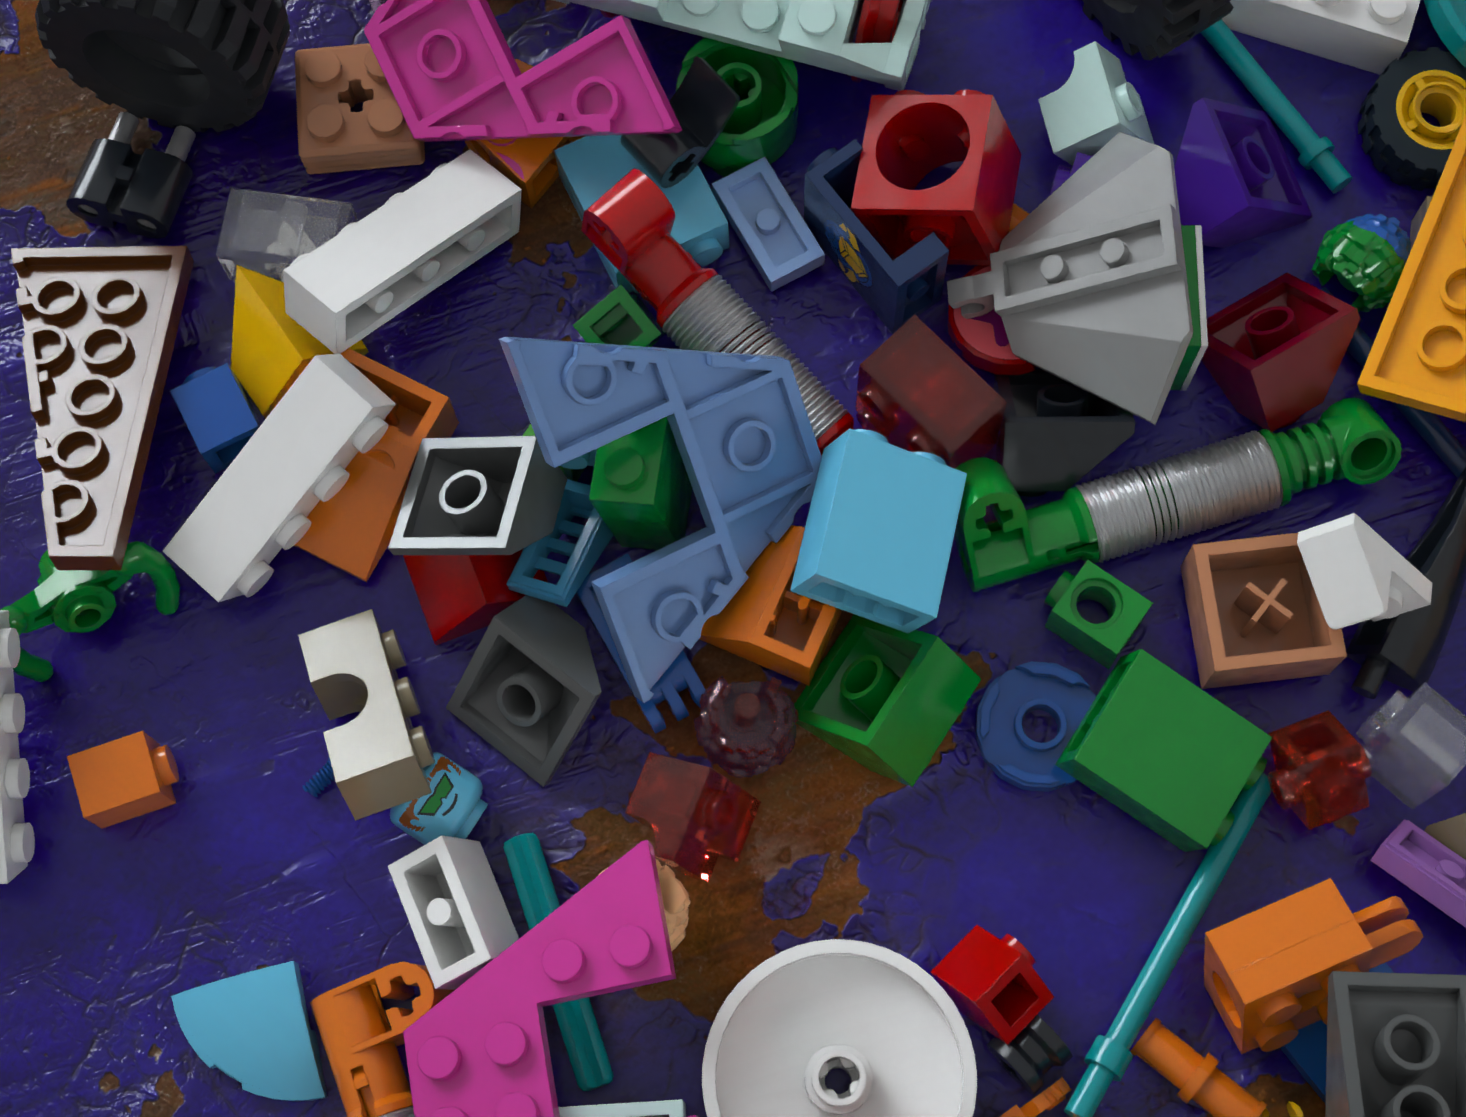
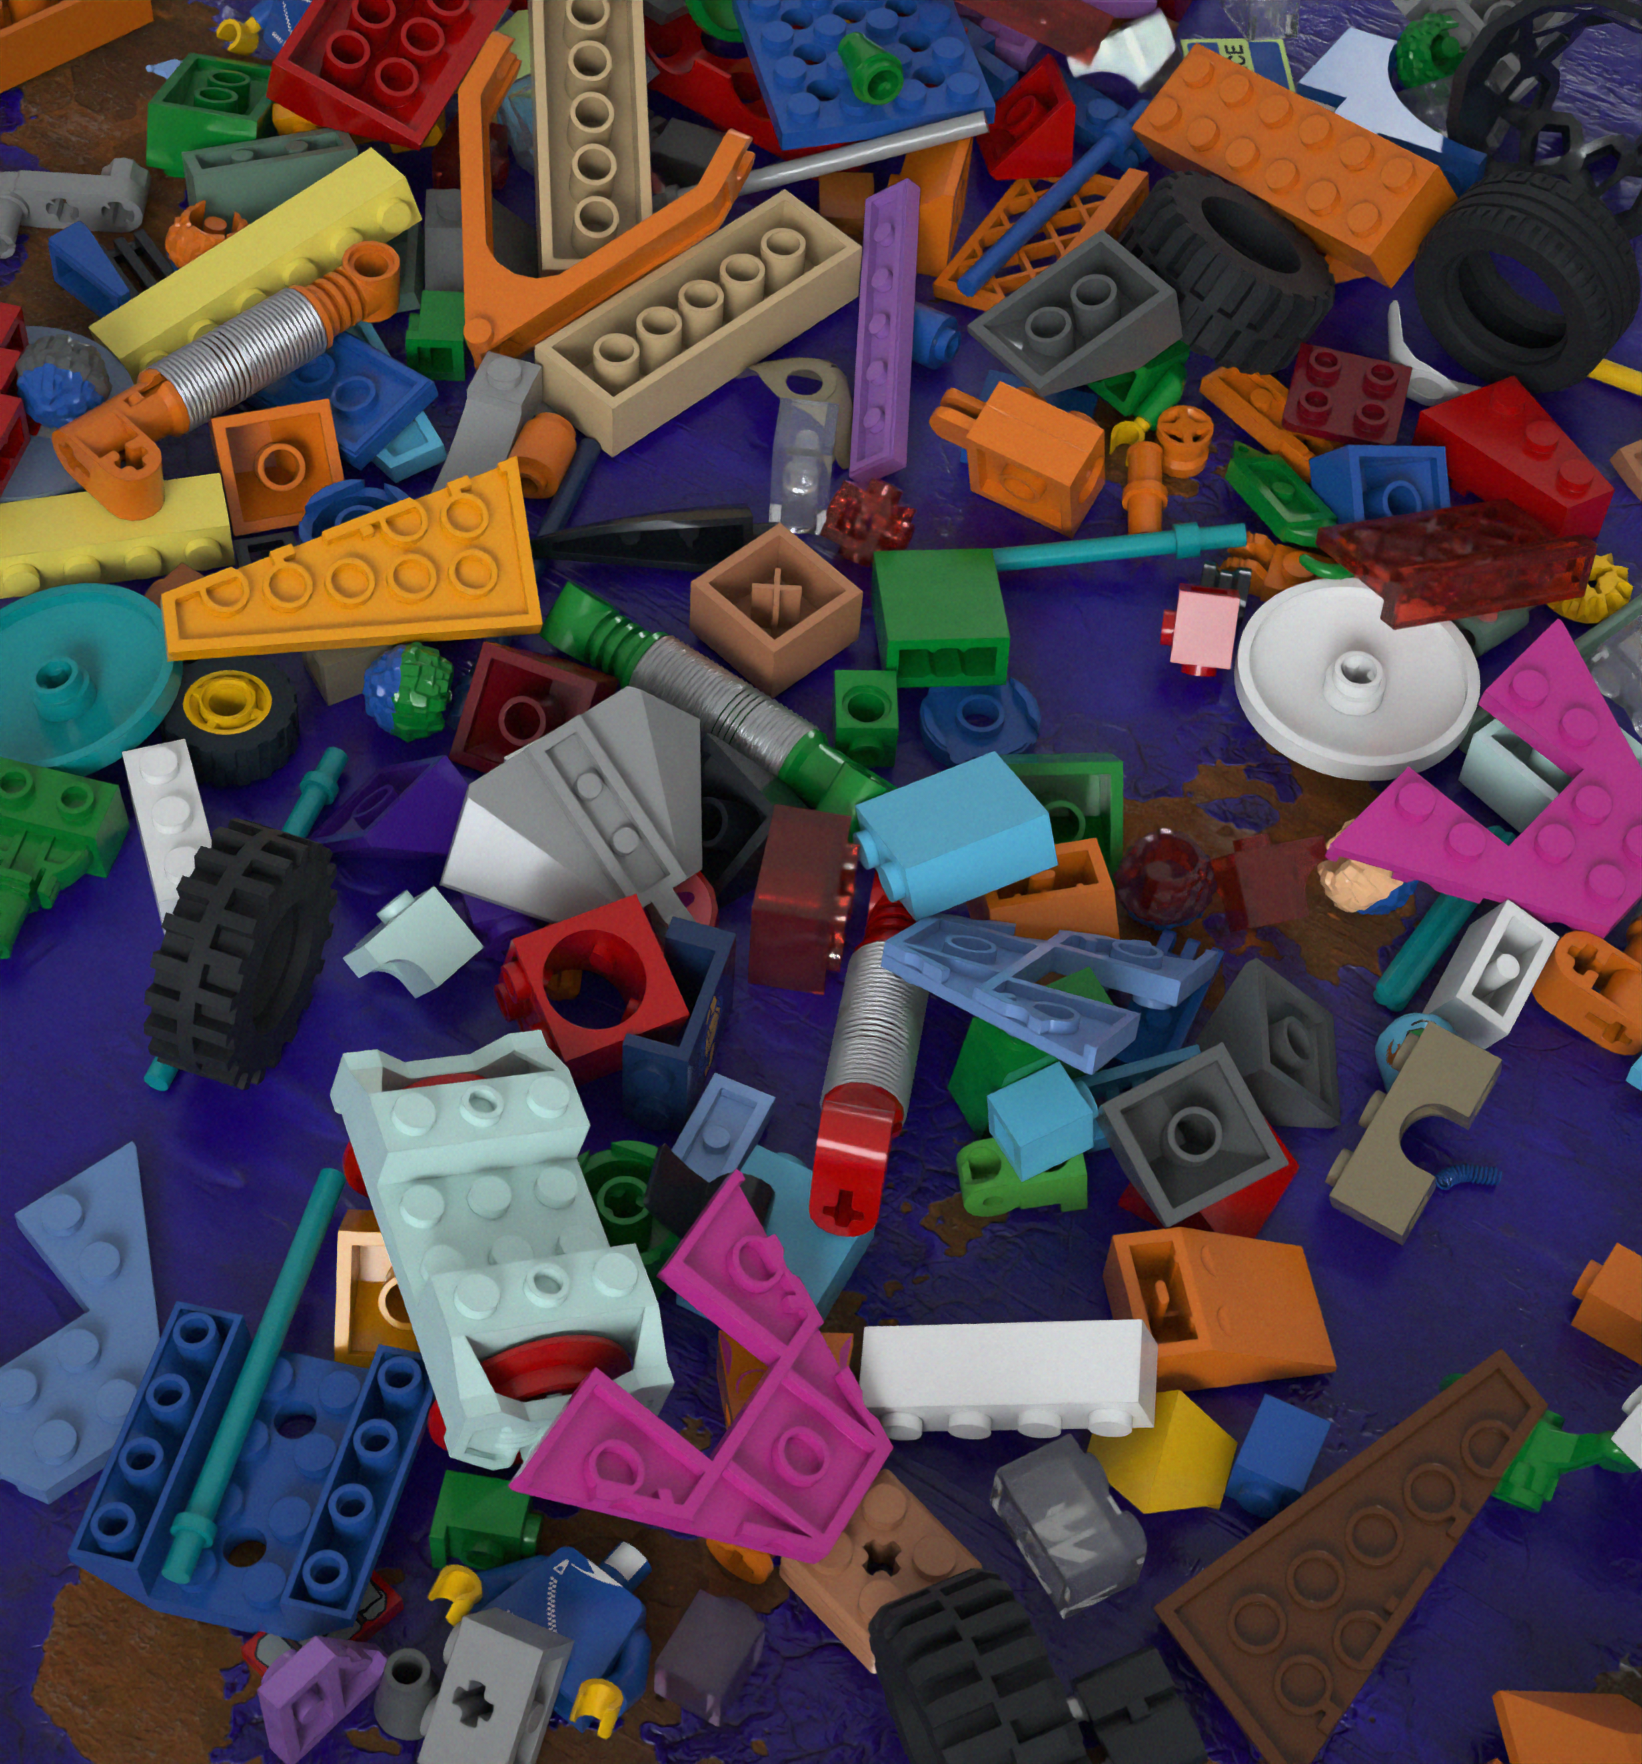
camera: 135 degrees left, 20 degrees down
(280, 478) = (1298, 1322): white brick -> none
(620, 321) = (917, 1185): green brick -> none
(1359, 573) = (727, 524): white slope -> none

